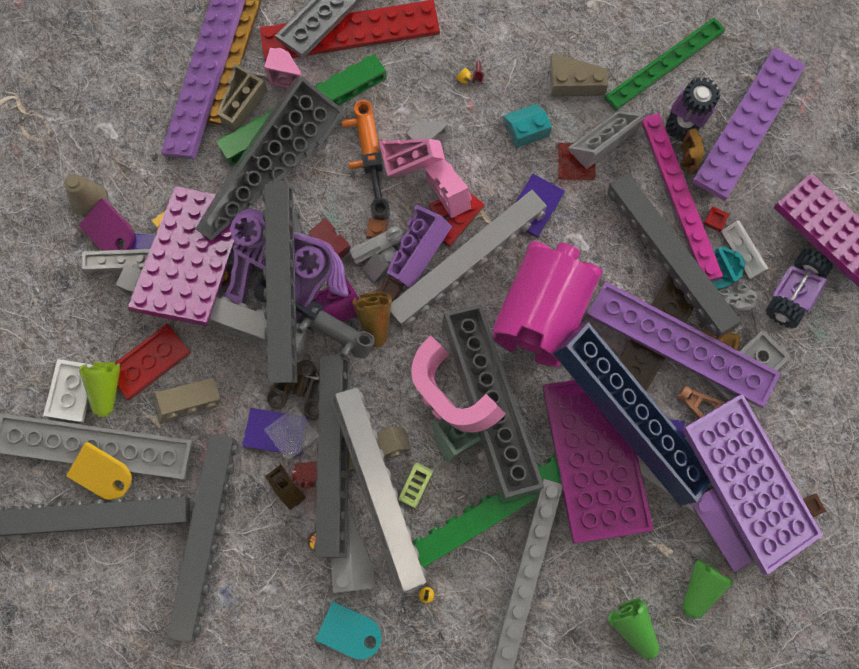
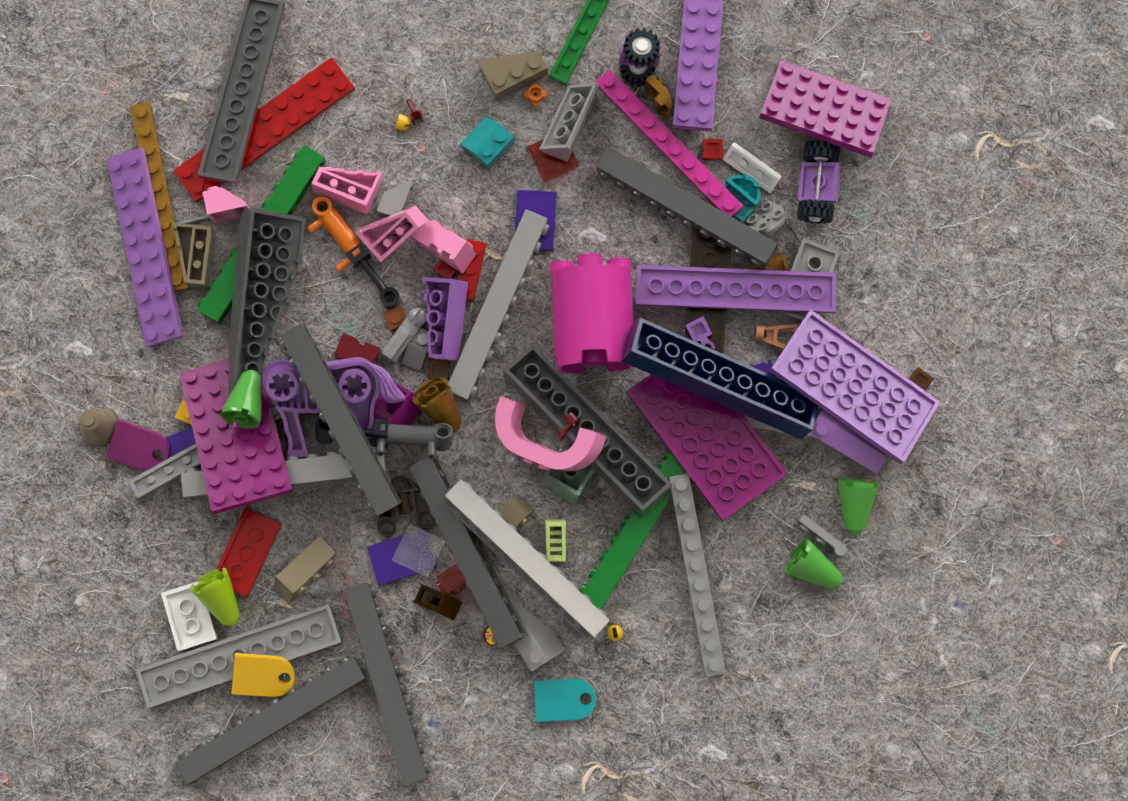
camera: 25 degrees left, 5 degrees up
(208, 229) = (244, 401): none -> bright green cone
(393, 105) = (348, 188): none -> bright pink wedge
(481, 387) = (572, 421): none -> dark red hand
(586, 100) = (535, 88): none -> orange plate
(633, 363) = (699, 331): none -> medium lavender plate
(657, 603) = (822, 536): none -> light grey plate

